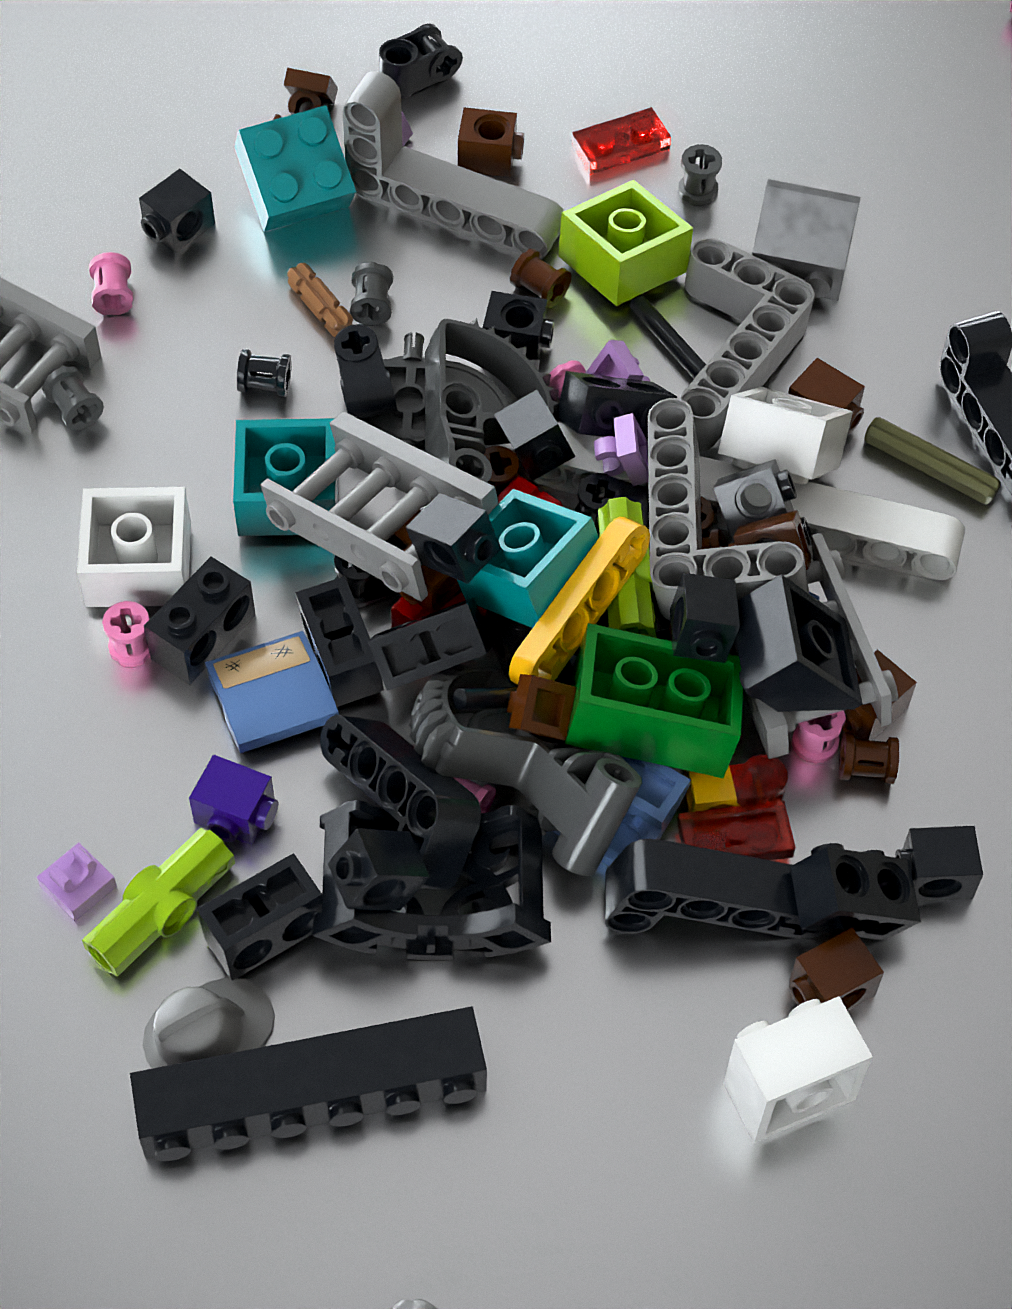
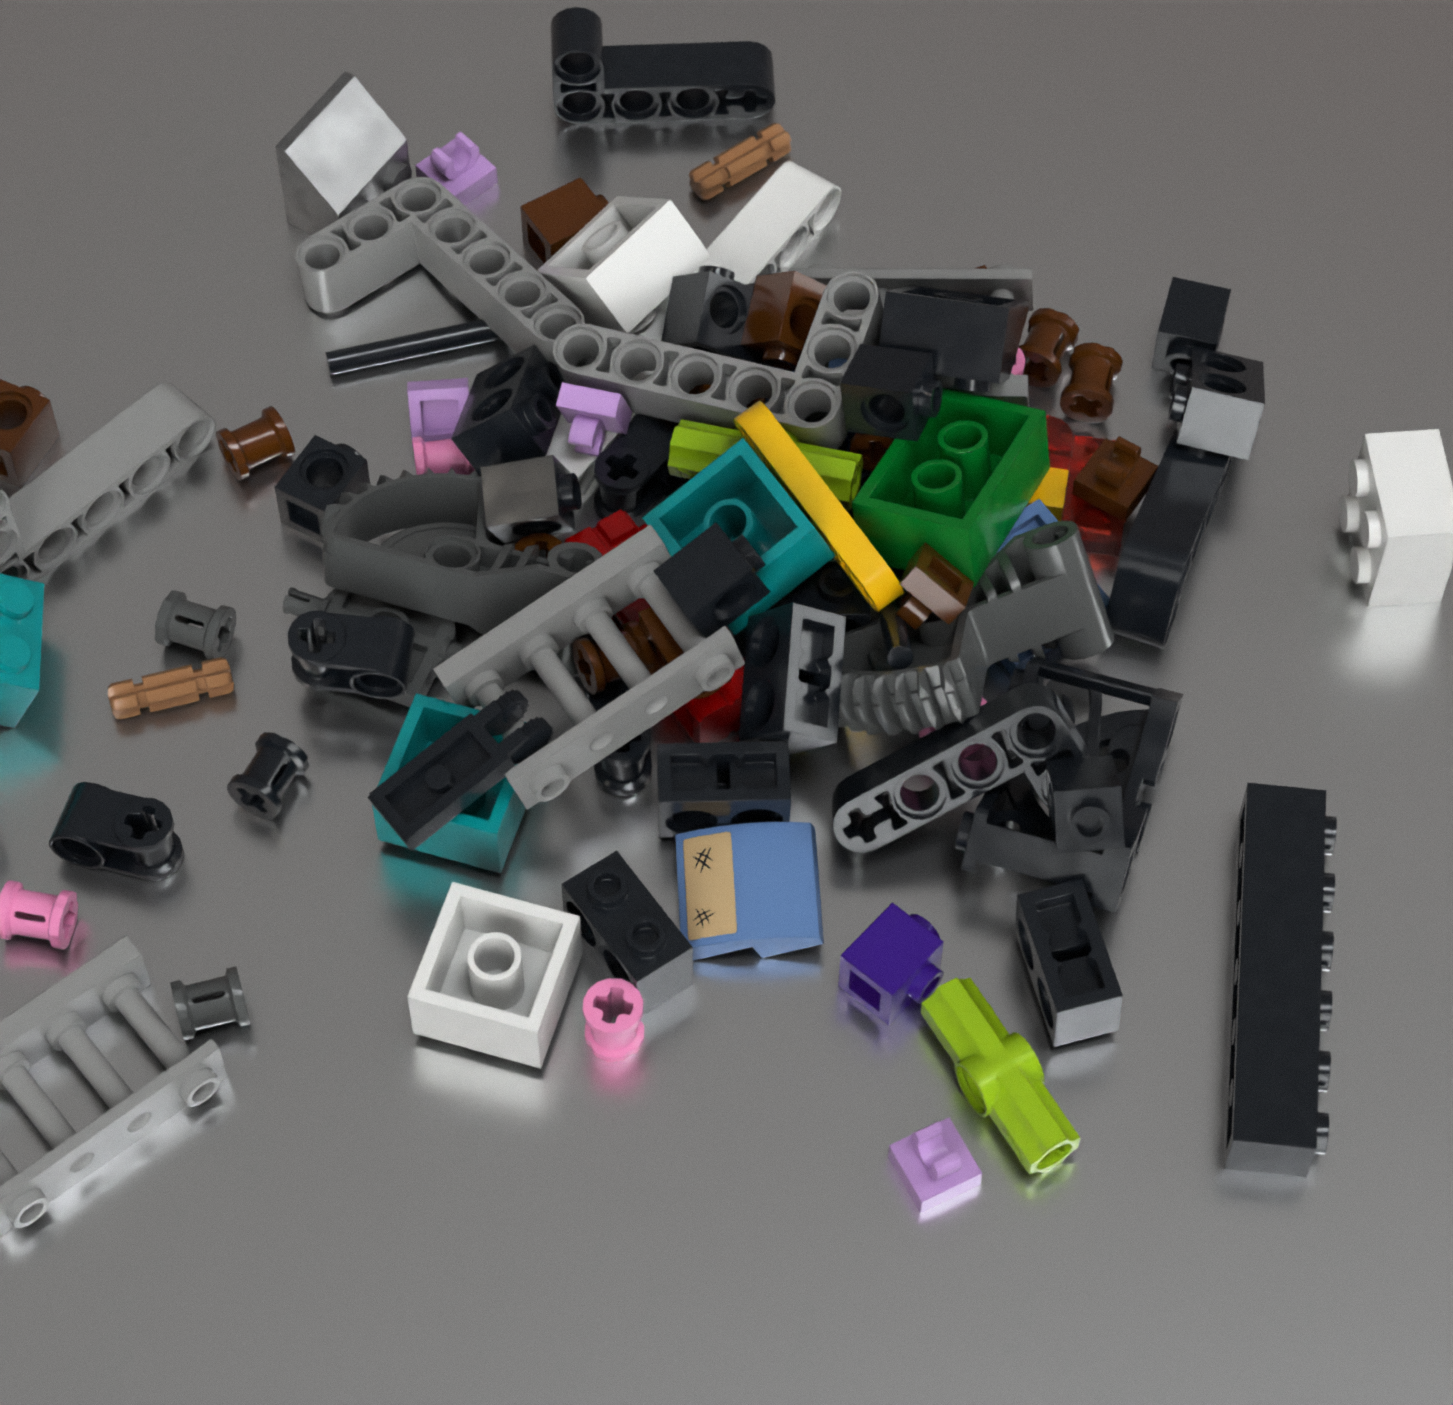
camera: 70 degrees left, 0 degrees up
(189, 307) = (113, 832): none -> black piece
(208, 1022) = (1167, 1074): light grey piece -> none
(263, 451) = (458, 769): none -> black hinge
(620, 140) = (67, 302): clear red plate -> none
(625, 242) = (255, 335): lime brick -> none
(701, 174) = (174, 228): dark grey bush -> none
(745, 832) = (1115, 478): none -> reddish brown tile
(836, 969) = (1292, 461): reddish brown brick -> none
(849, 802) = (1089, 390): none -> reddish brown bush
(850, 323) = (459, 169): none -> lavender tile
(932, 460) = (674, 168): olive axle -> none
(957, 498) = (740, 161): none -> medium nougat axle

